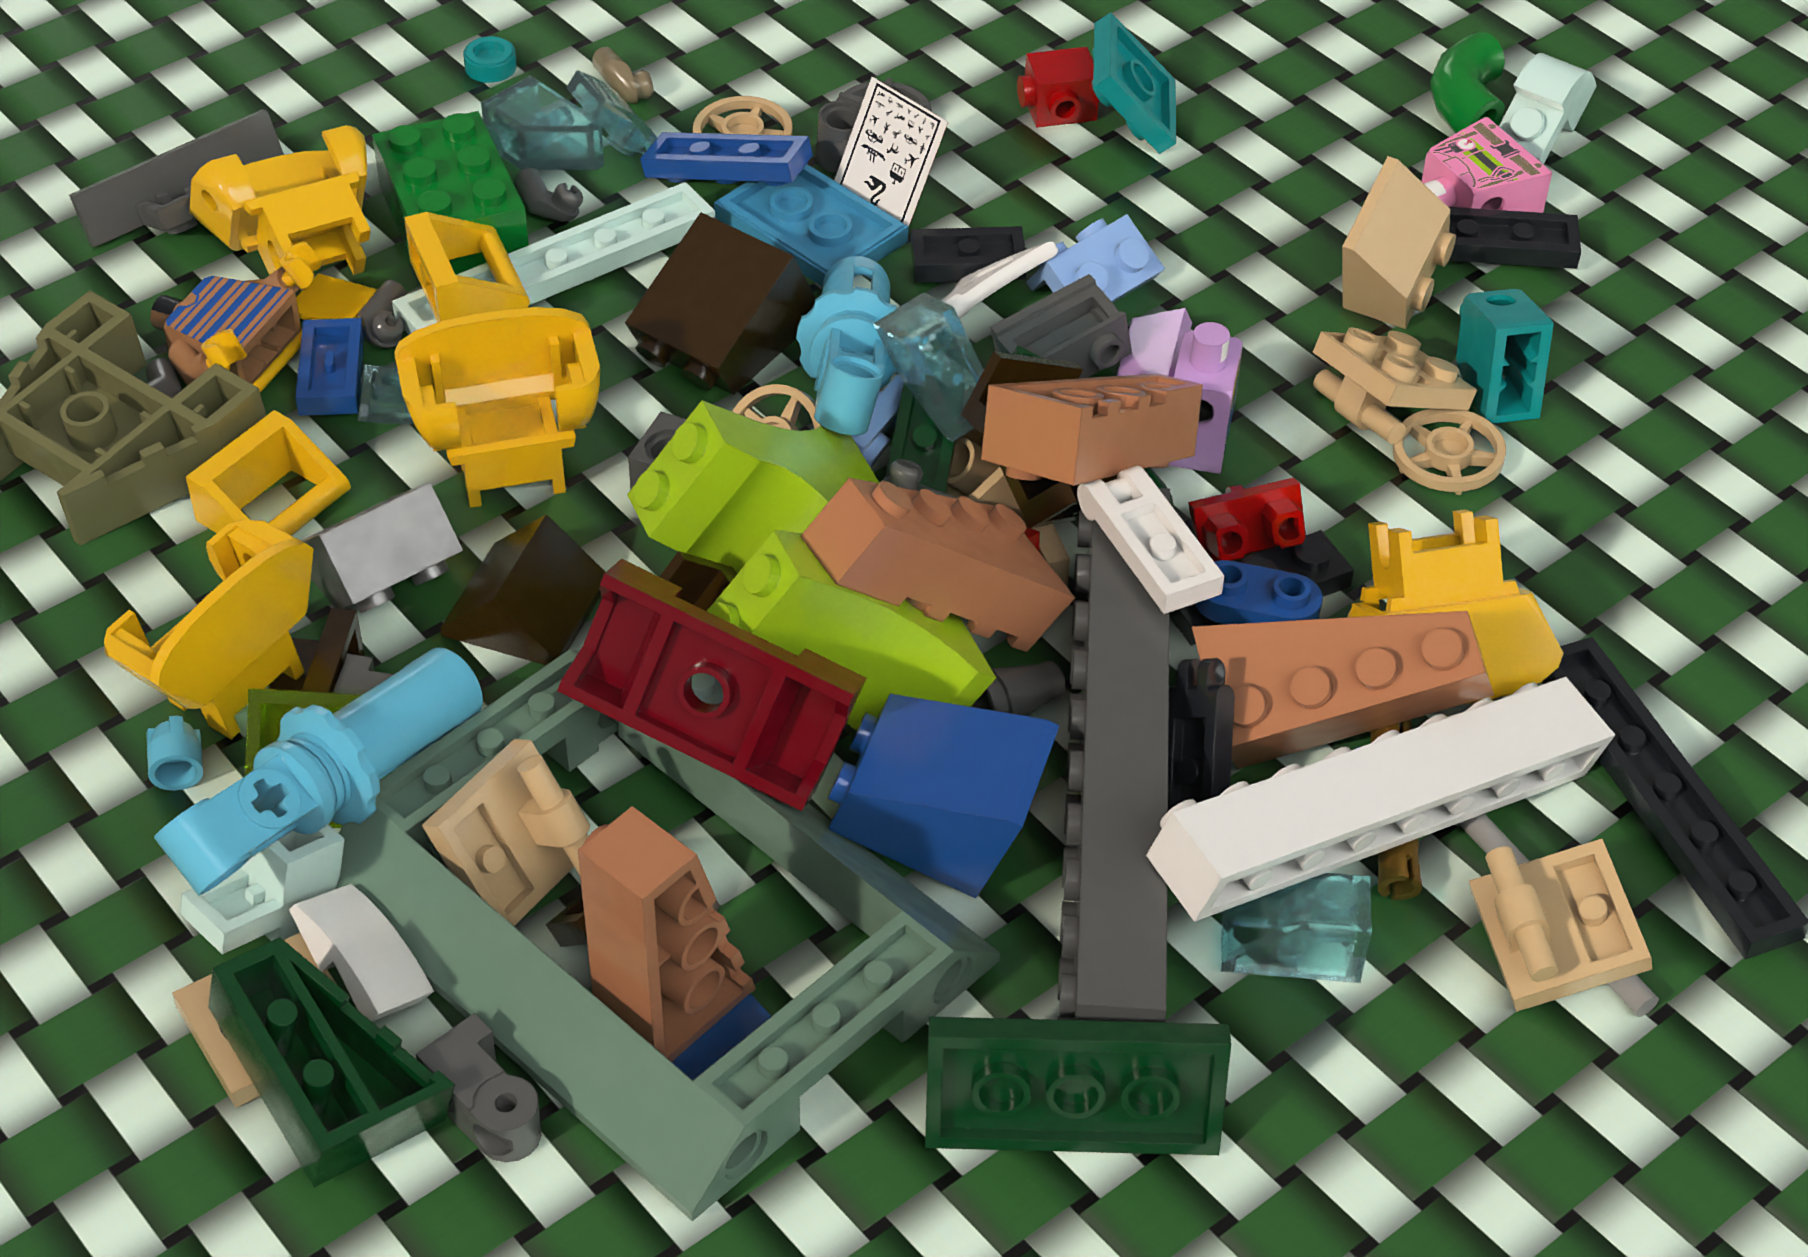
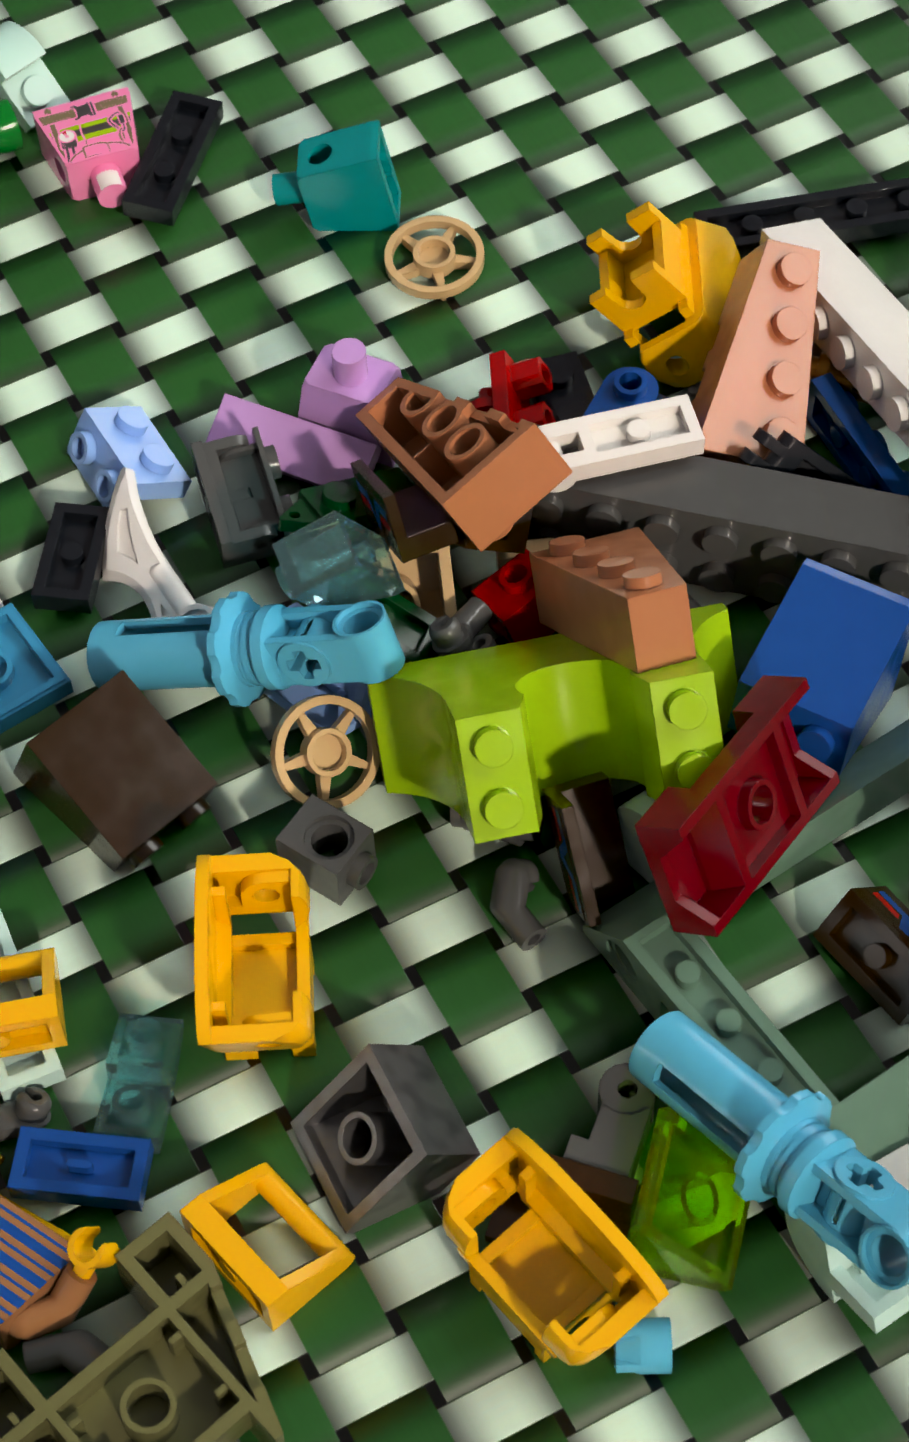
camera: 75 degrees left, 10 degrees up
(510, 831) = (810, 1006): tan plate -> none
(528, 595) = (471, 1010): dark brown slope -> none
(1383, 374) = (355, 267): tan plate -> none
(1395, 247) = (201, 221): tan slope -> none

